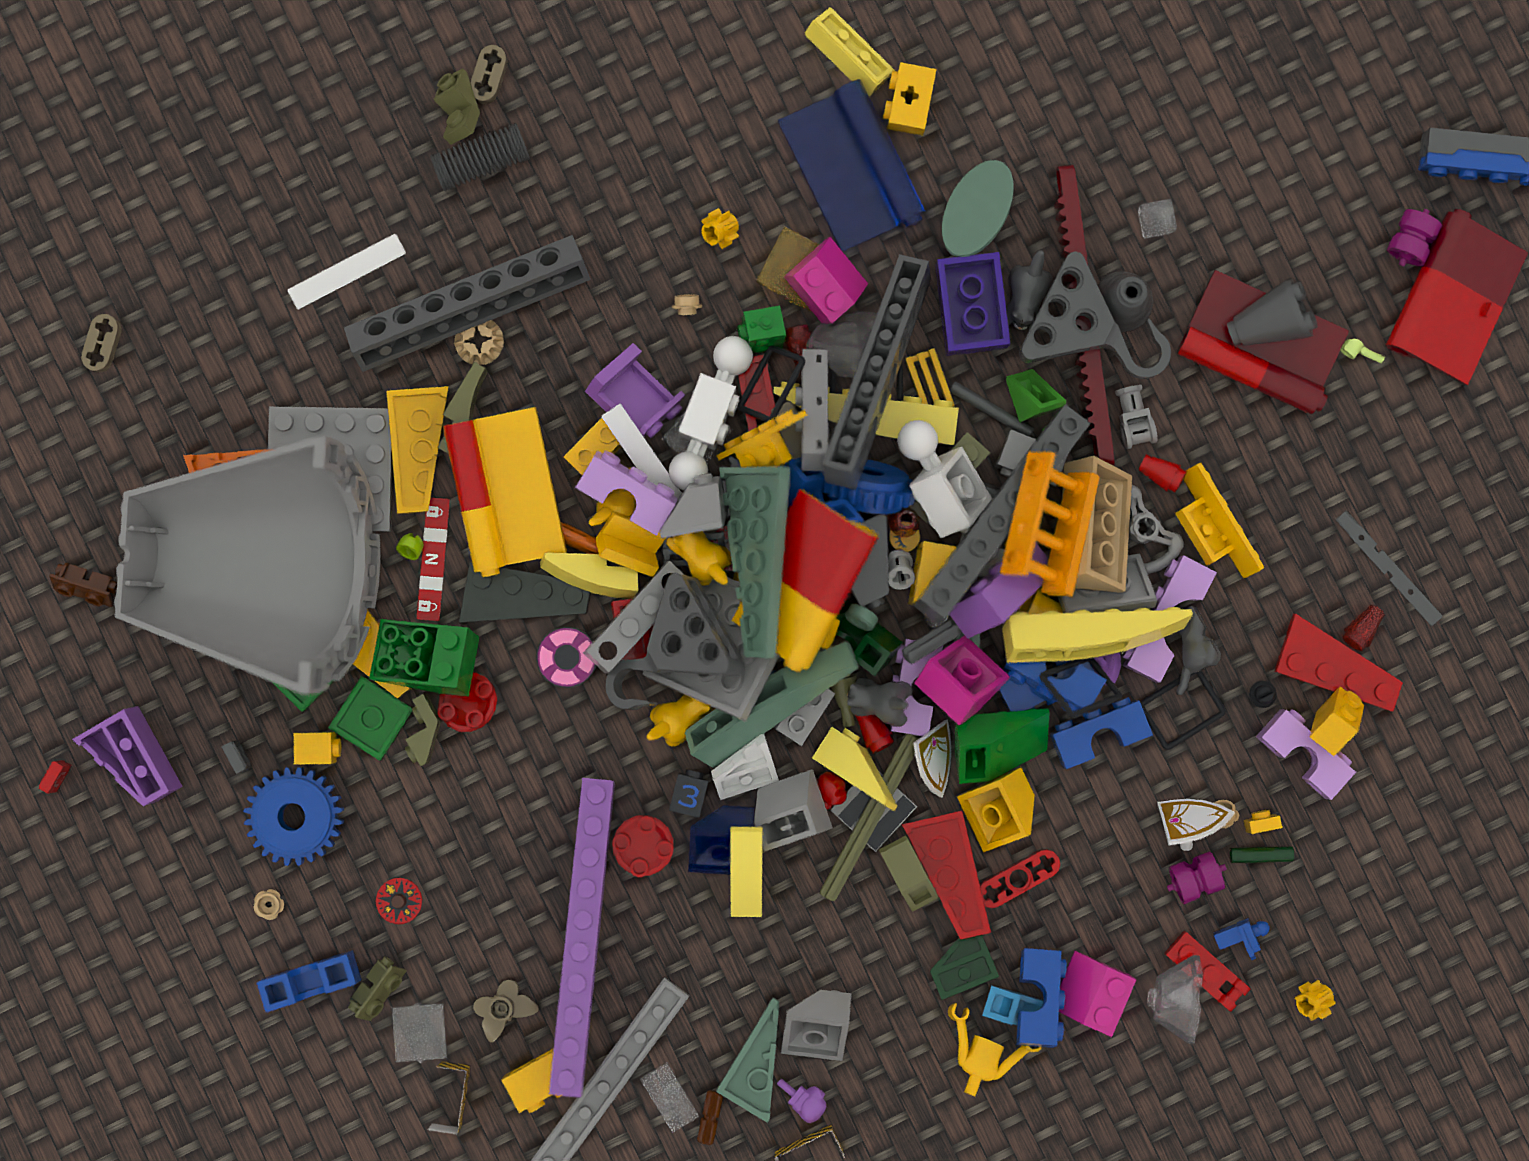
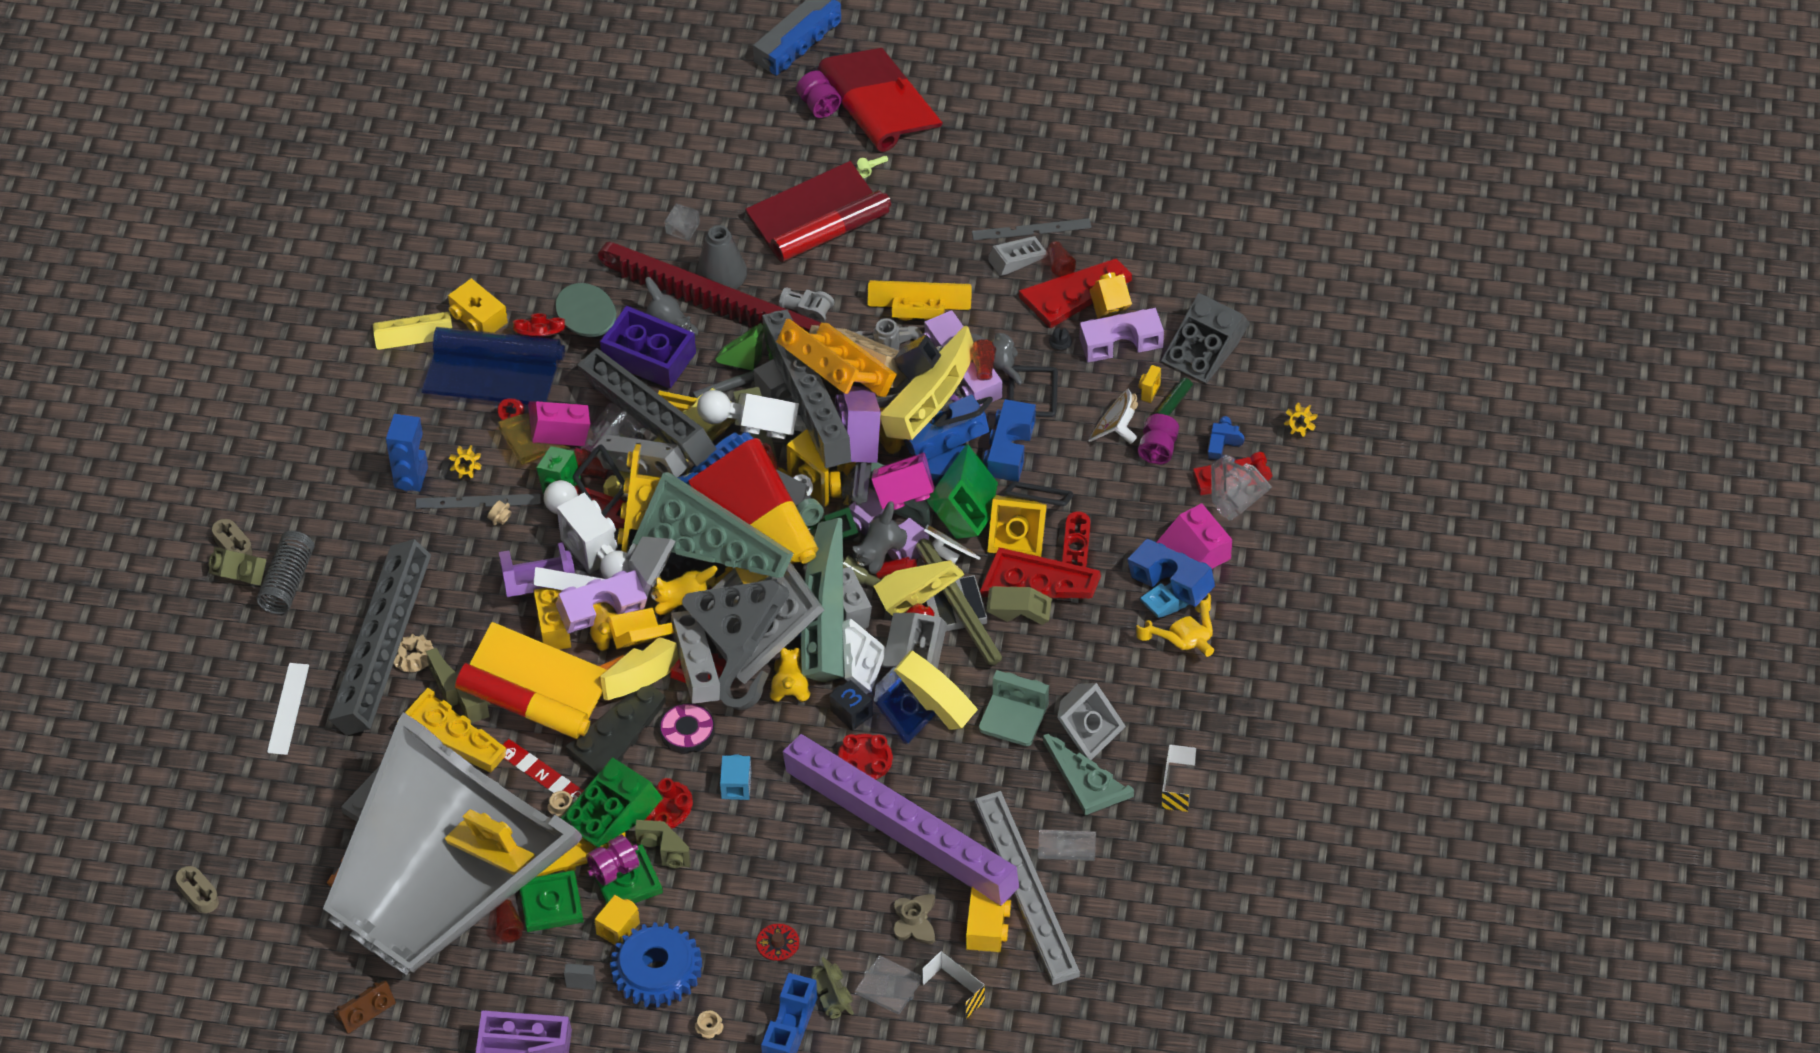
camera: 50 degrees left, 35 degrees down
(292, 591) = (489, 842): none -> yellow bracket
(362, 703) = (608, 862): none -> magenta wheel
(398, 604) = (560, 798): none -> tan plate
(410, 547) = (526, 773): lime hinge -> none
(539, 744) = (735, 777): none -> dark azure brick
(675, 174) = (406, 460): none -> blue arch
(690, 265) = (473, 501): none -> dark grey piece
(708, 1122) = (1107, 833): reddish brown piece -> none
(782, 951) = (1015, 708): none -> sand green bracket
(804, 221) = (508, 403): none -> red bush
(806, 1103) = (1140, 761): medium lavender piece -> none
(929, 176) = (538, 326): none -> red dish
(963, 967) = (1114, 610): dark green wing -> none
(1024, 781) = (1069, 494): none -> black piece
(1104, 332) = (715, 284): dark grey piece -> none
(1107, 602) = (917, 357): none -> black brick
(1163, 472) = (858, 310): red cone -> none
(1168, 652) = (983, 357): none -> clear red cone
(1274, 317) = (805, 184): dark grey cone -> none
(1325, 570) = (1005, 264): none -> light grey slope
(1356, 840) = (1205, 338): none -> dark grey slope

